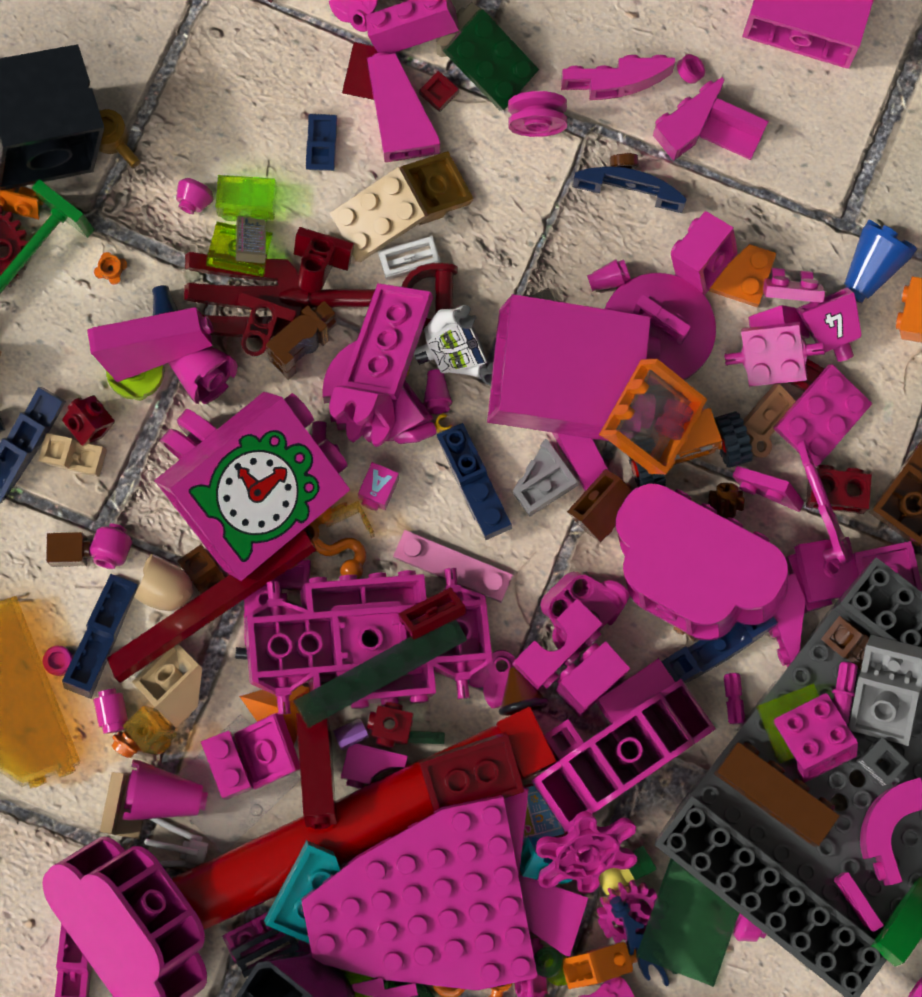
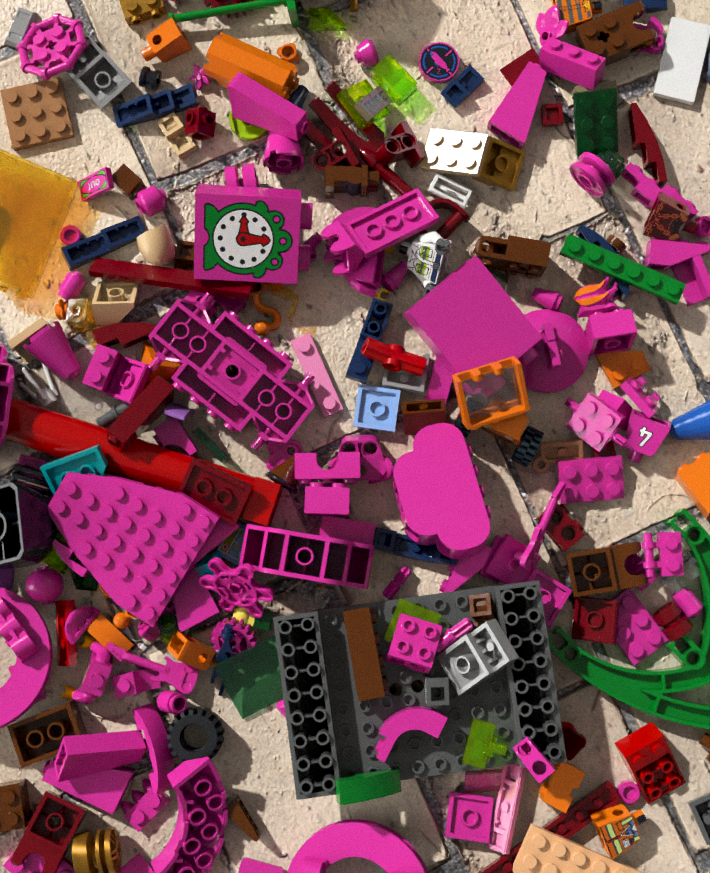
camera: 50 degrees right, 5 degrees up
(37, 581) = (96, 184): none -> dark pink tile
(39, 371) = (199, 76): none -> dark pink plant
(62, 321) = (230, 56): none -> orange brick
(115, 200) = (324, 20): none -> clear neon green tile
(215, 706) = (126, 333): none -> dark red slope
(274, 140) = (438, 62): none -> tile
(285, 799) = (109, 417): none -> dark grey pin
(377, 673) = (220, 392): clear green plate -> none
(378, 487) = (316, 297): dark pink brick -> none
(401, 730) = (204, 433): dark red brick -> none
(434, 616) = (276, 389): dark red tile -> none
(516, 473) = (393, 357): none -> red piece
(538, 262) = (514, 255): none -> reddish brown brick
(544, 81) = (614, 161): none -> clear green head
(546, 542) = (376, 408): none -> light blue plate
(554, 34) = (644, 139): none -> dark red slope
(563, 739) = (284, 518): dark pink brick -> none
(653, 91) = (668, 219): none -> dark red torso
(656, 180) = (622, 269): none -> green plate
(659, 232) = (596, 298): none -> dark pink hair
(672, 421) = (500, 404): clear pink wheel -> none
(726, 500) = (493, 475): reddish brown gear -> none
(768, 487) = (523, 492): dark pink wing -> none
(858, 902) = (352, 749): dark pink tile -> none

